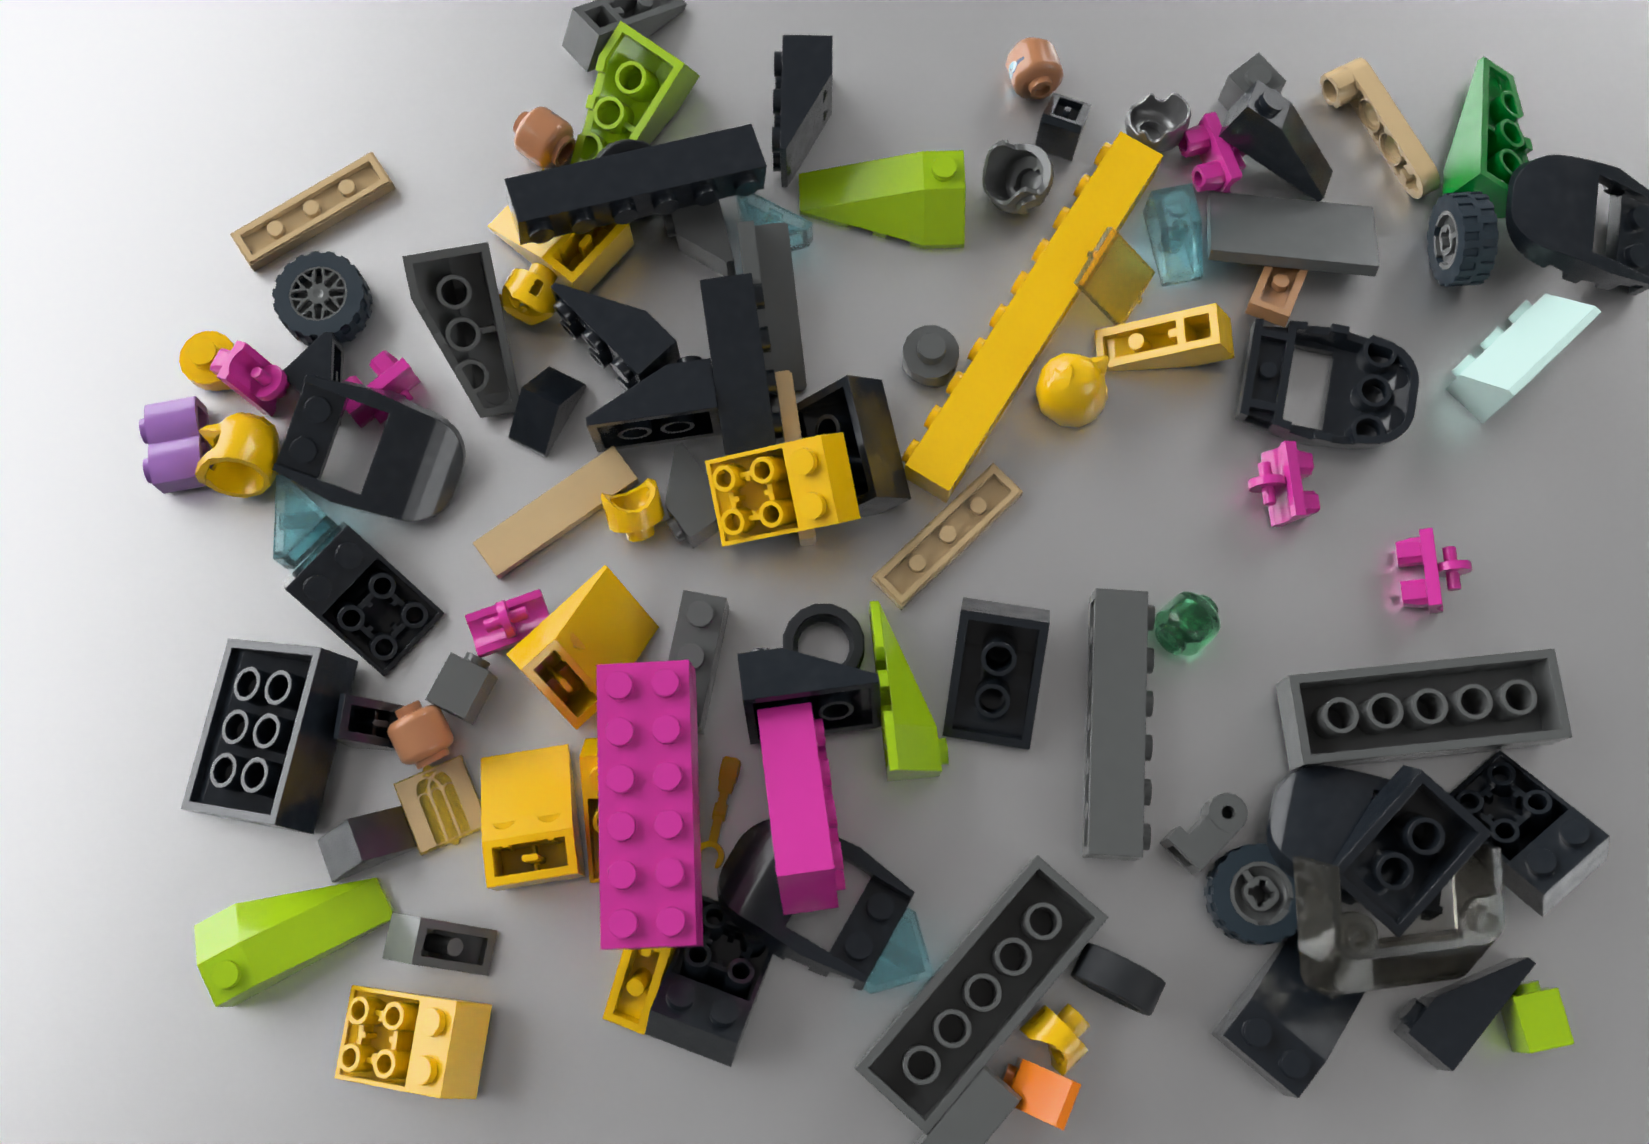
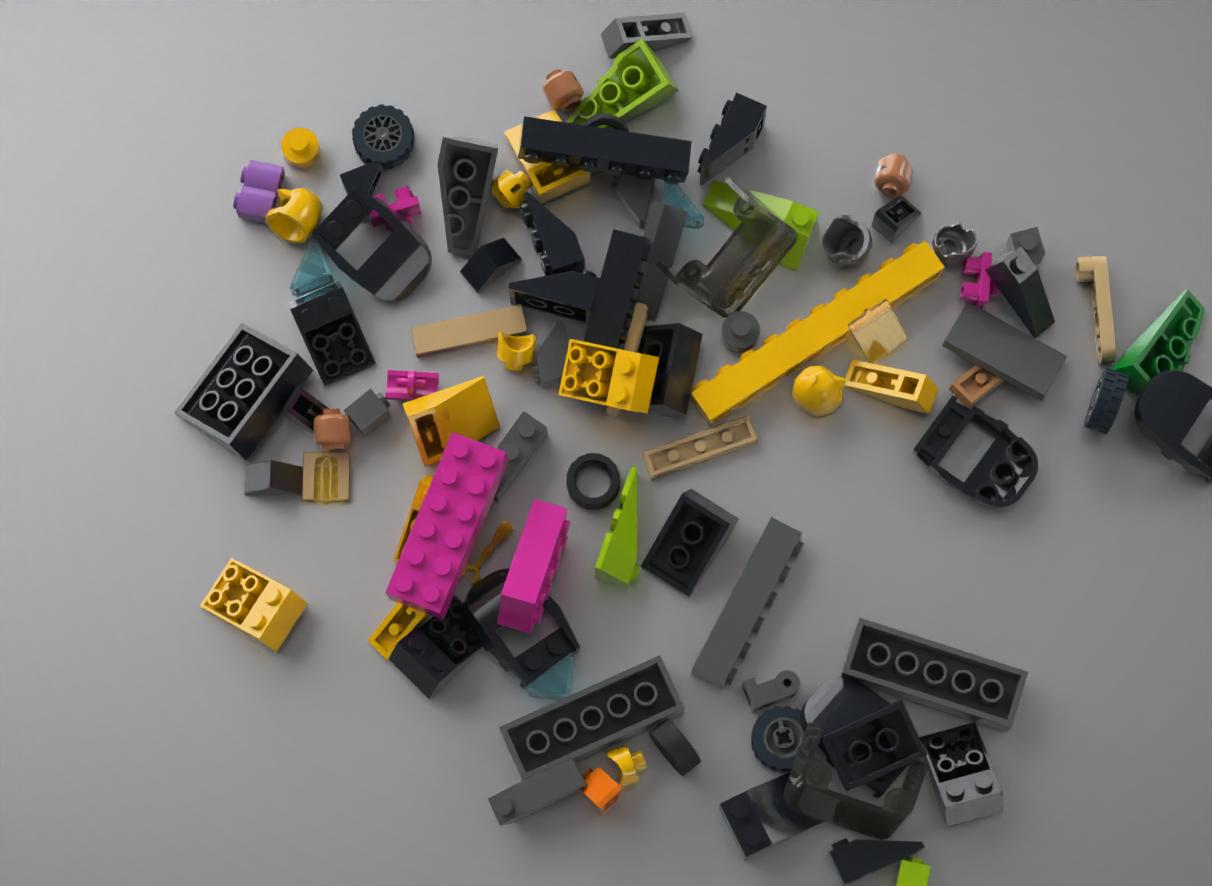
camera: 25 degrees right, 0 degrees up
(251, 376) = (321, 169): dark pink hips -> none
(280, 935) = (197, 511): lime wedge -> none
(312, 211) = (400, 76): tan tile -> none
(439, 944) = (292, 556): dark grey slope -> none
(530, 819) = (375, 507): yellow slope -> none
(782, 677) = (585, 510): black slope -> none
(891, 254) = (743, 259): none -> clear smoke windscreen
(1175, 234) = (930, 321): clear light blue slope -> none
(1187, 623) = (819, 563): clear green head -> none
(1282, 486) = (917, 504): dark pink hips -> none
(1427, 591) = (988, 598): dark pink hips -> none
(1518, 353) = (1106, 488): light aqua slope -> none

